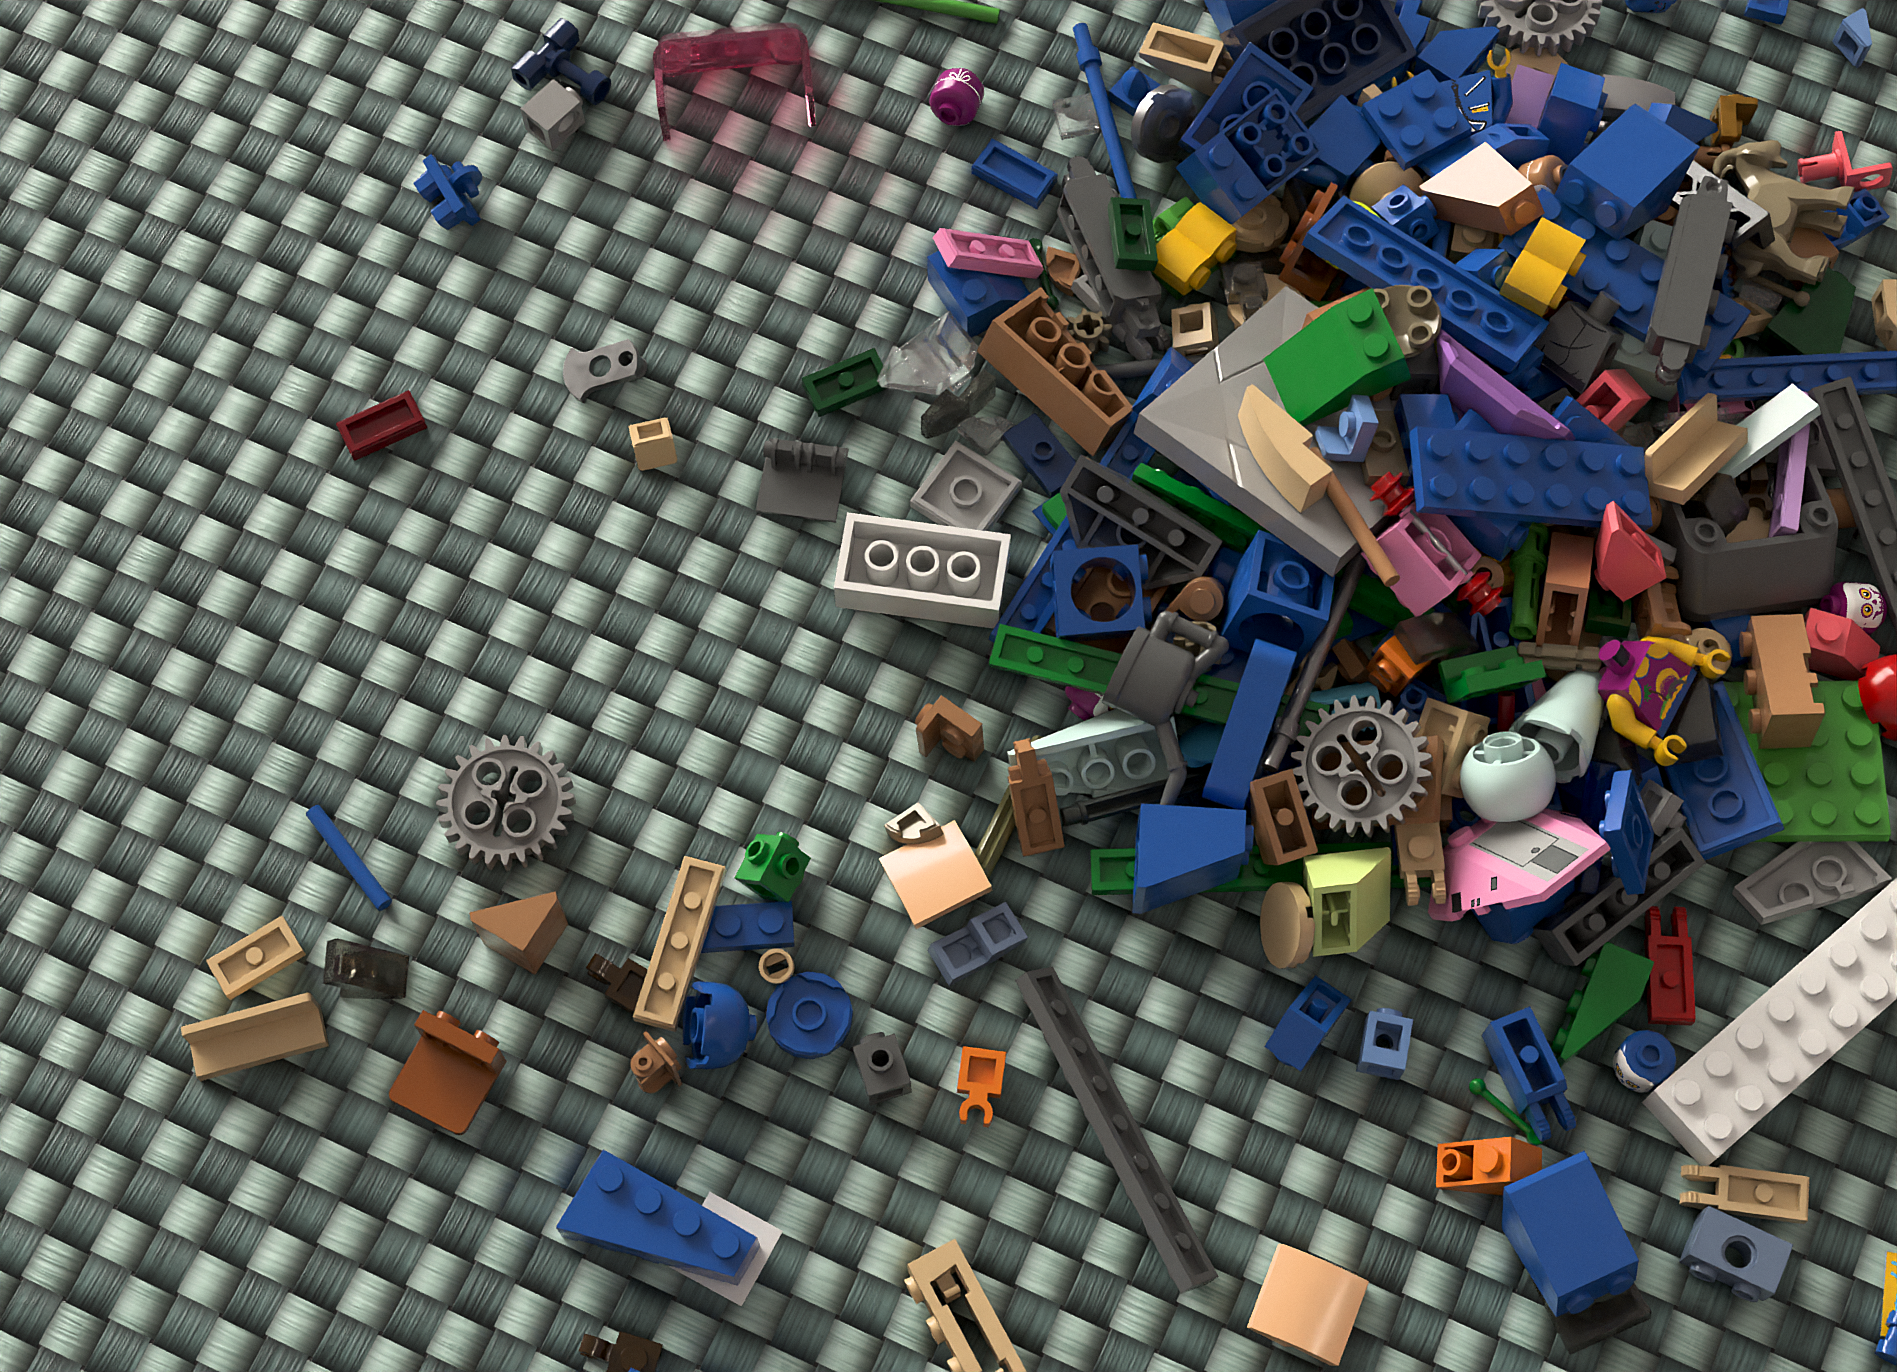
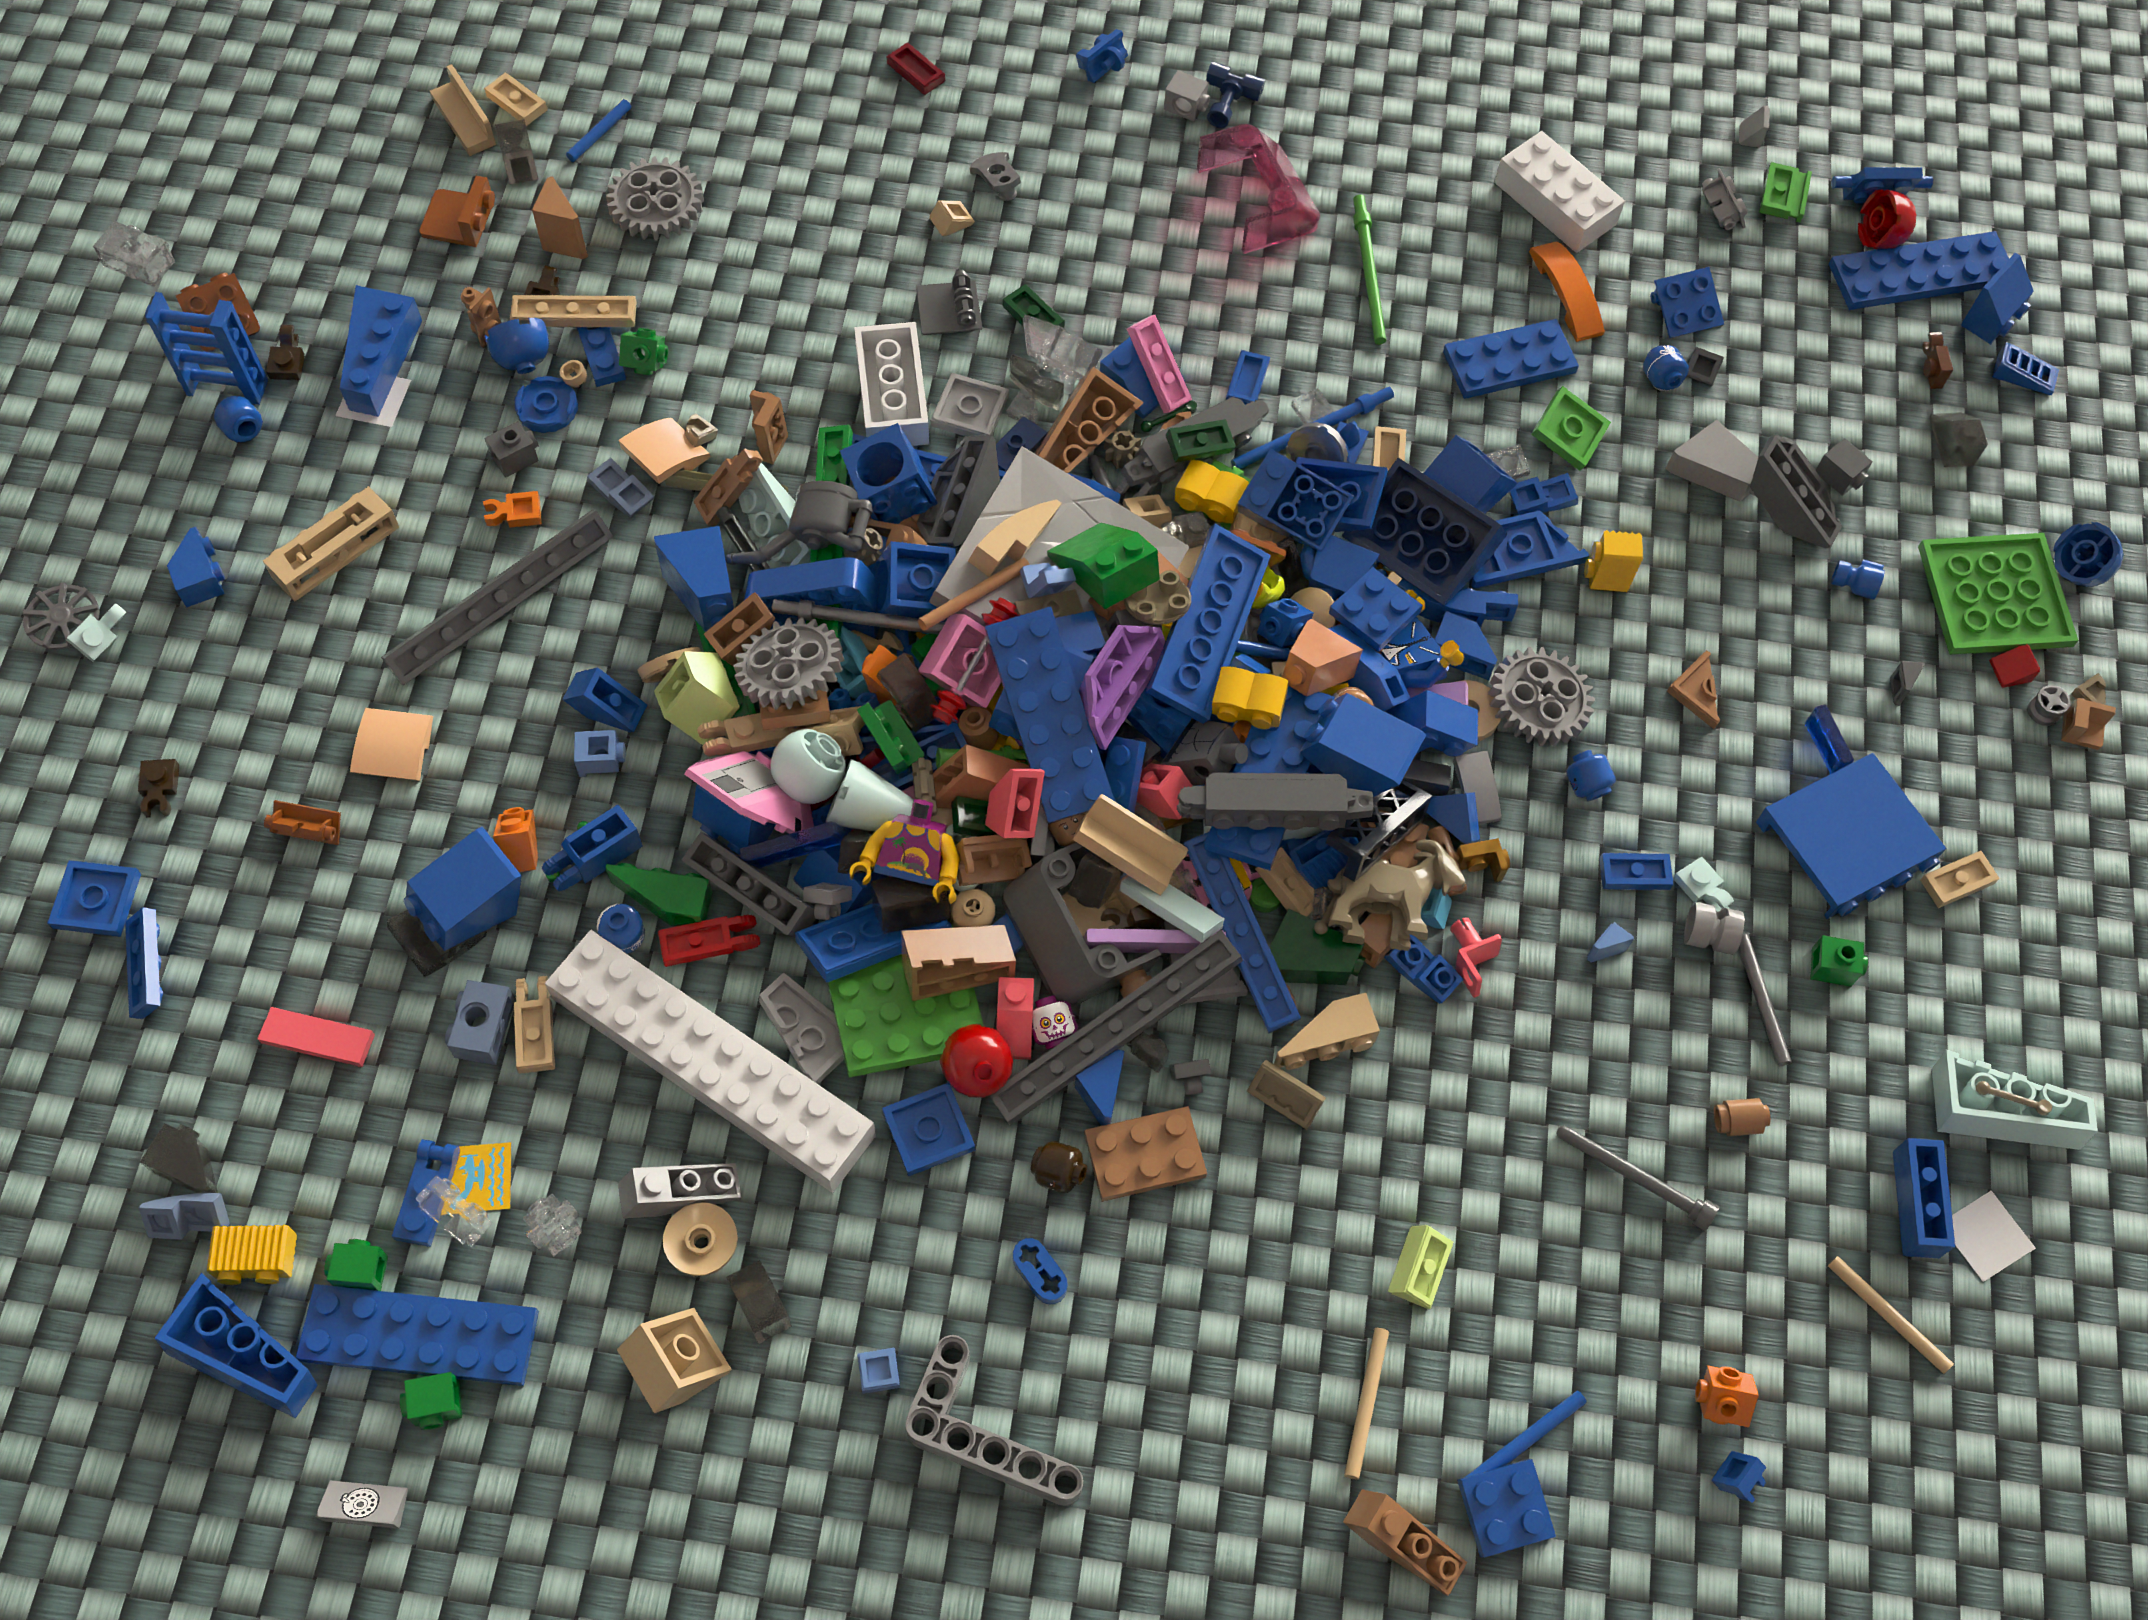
camera: 70 degrees right, 5 degrees down
(958, 95) = (1294, 325): magenta head -> none
(1627, 832) = (780, 853): blue plate -> none

